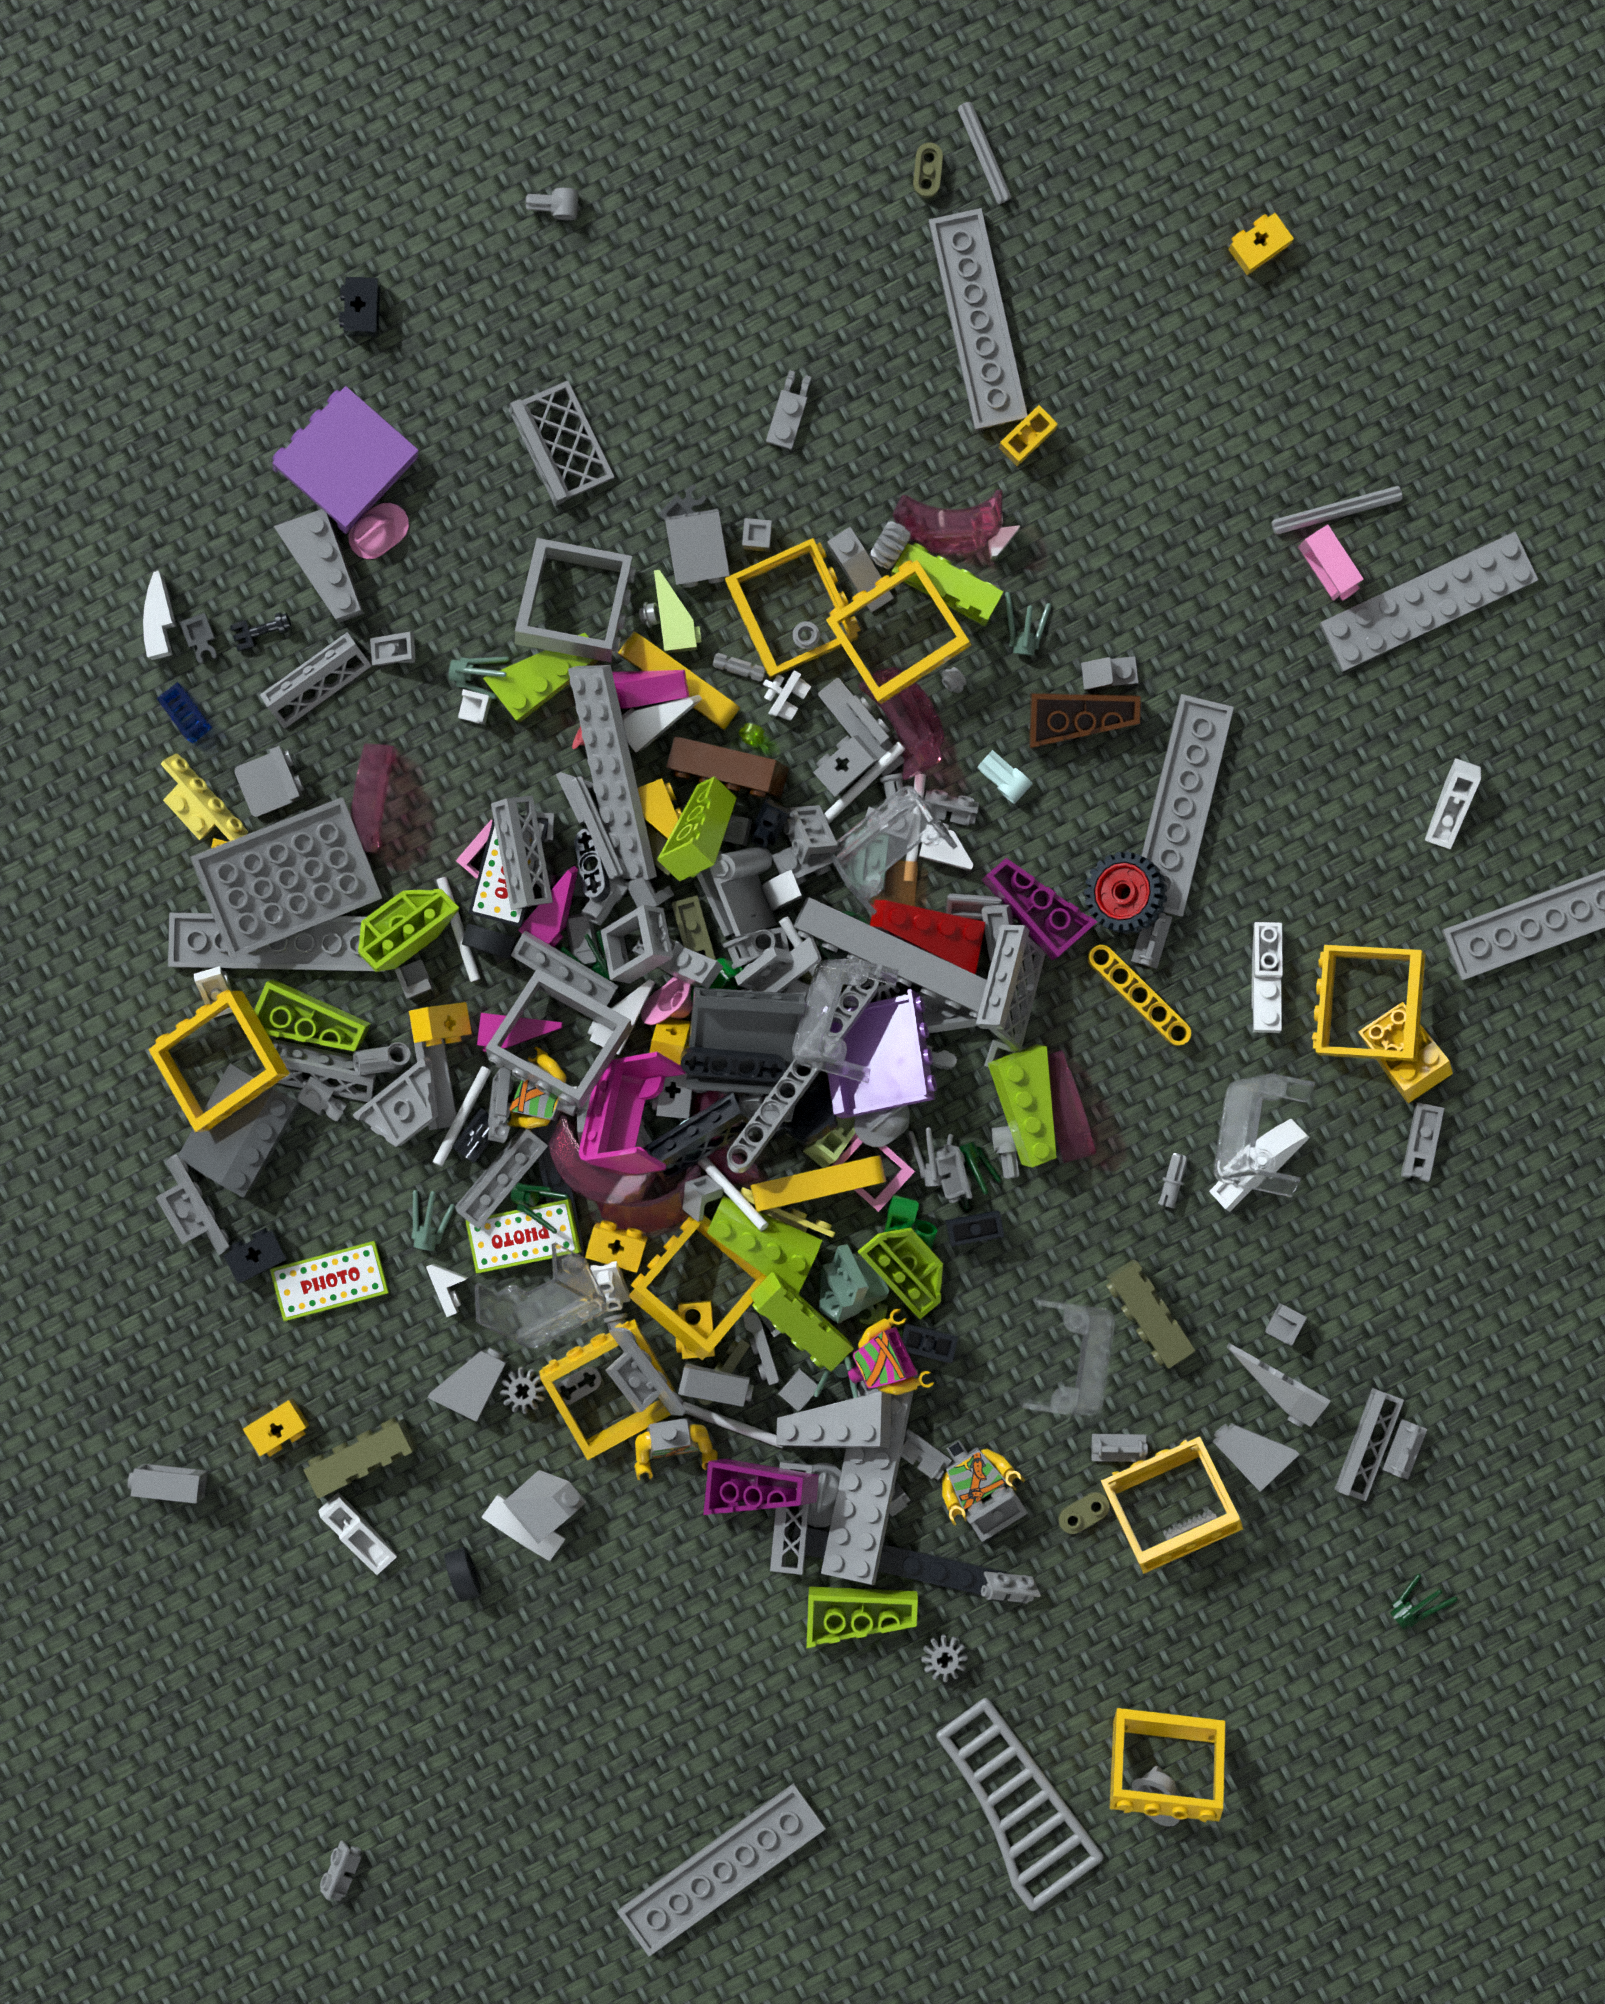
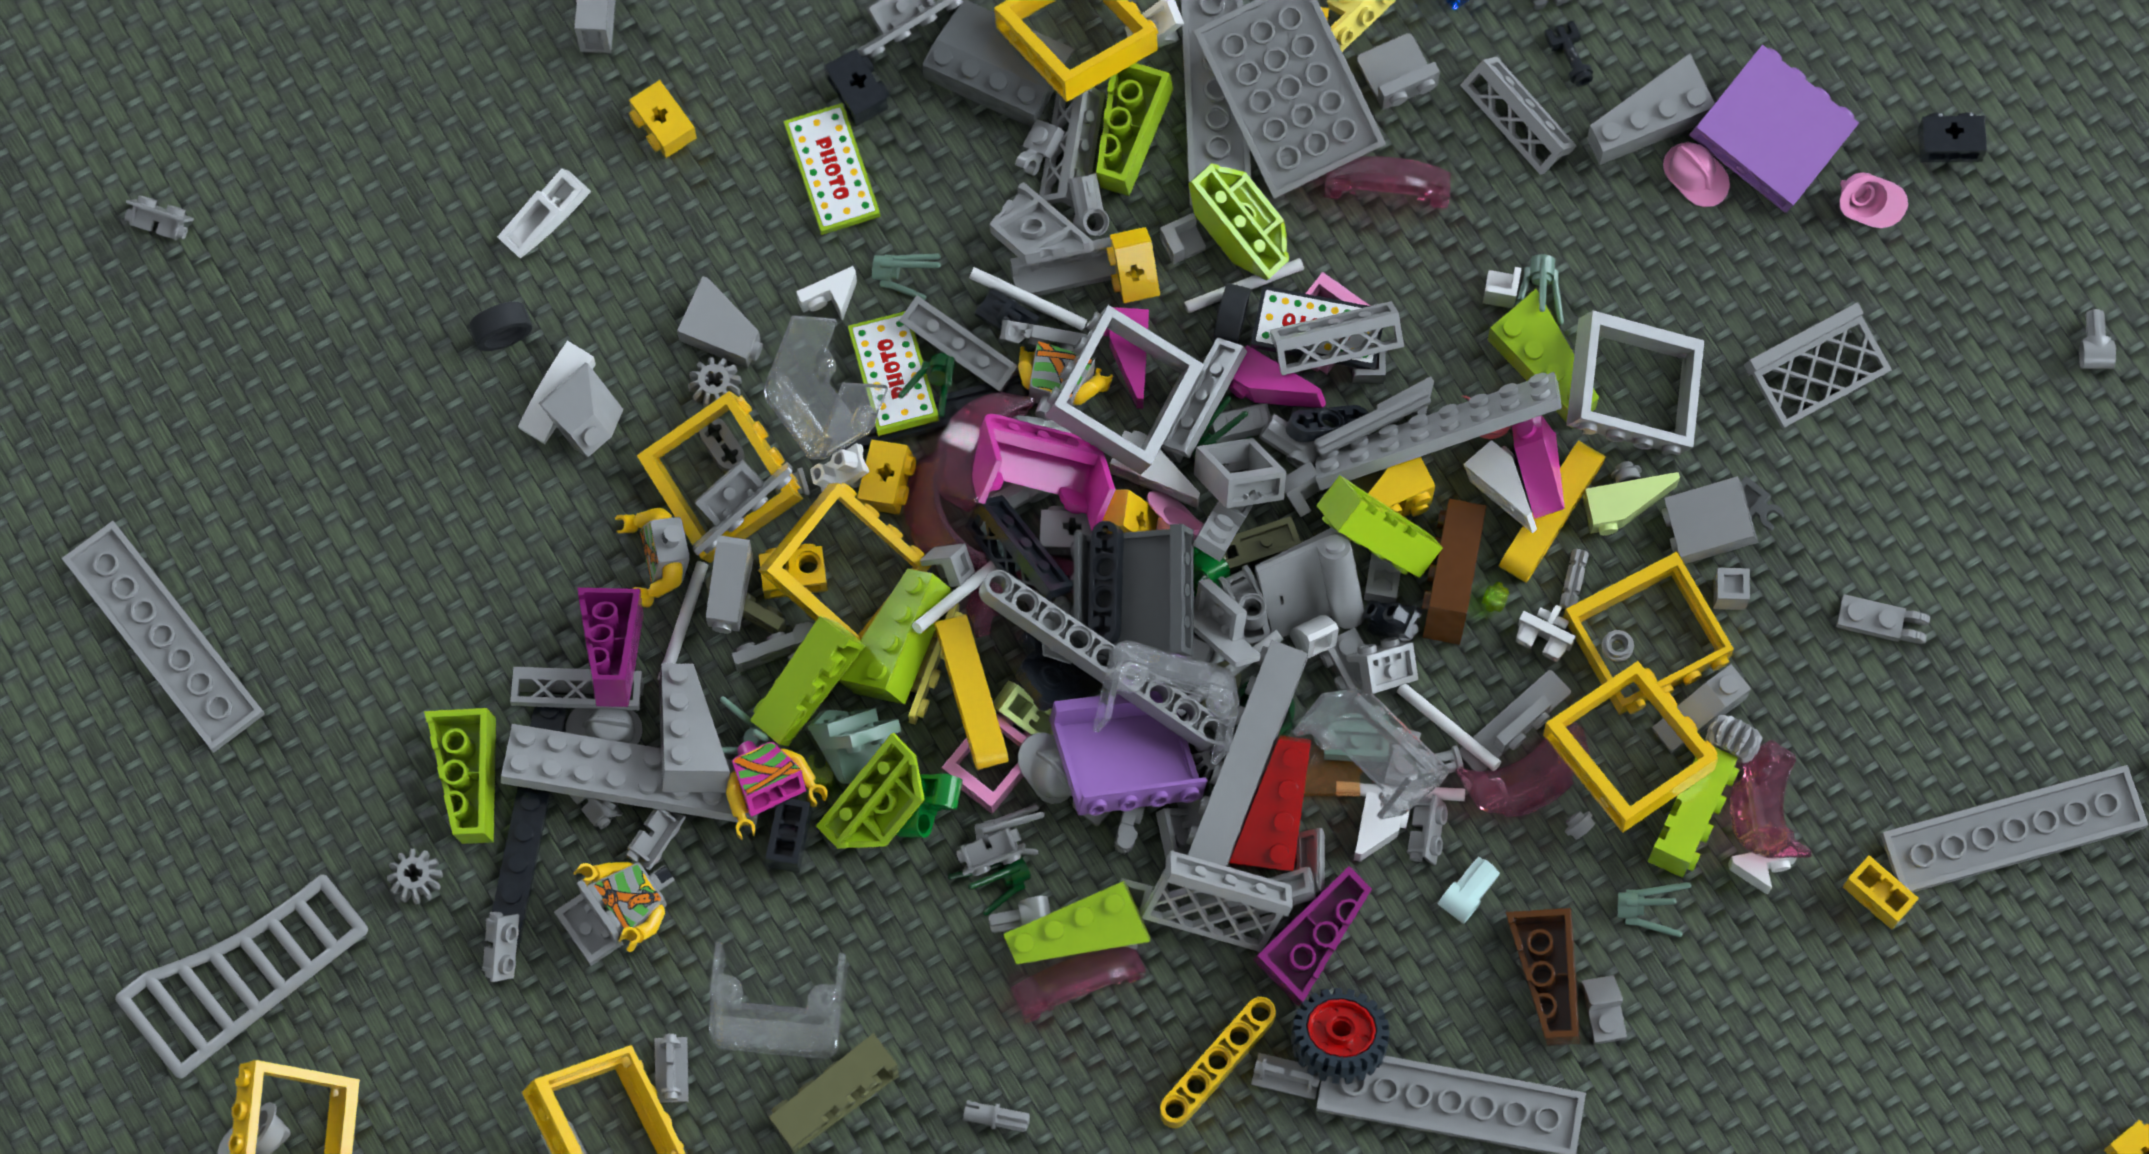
camera: 90 degrees right, 15 degrees down
(360, 1457) = (632, 211): olive wedge -> none
(393, 649) = (1561, 196): light grey slope -> none
(414, 382) = (1872, 200): none -> bright pink piece
(798, 1389) = (730, 686): light grey panel -> none
(839, 779) = (1474, 718): light grey brick -> none
(974, 1228) = (926, 881): black brick -> none
(1083, 1512) = (591, 1031): olive plate -> none

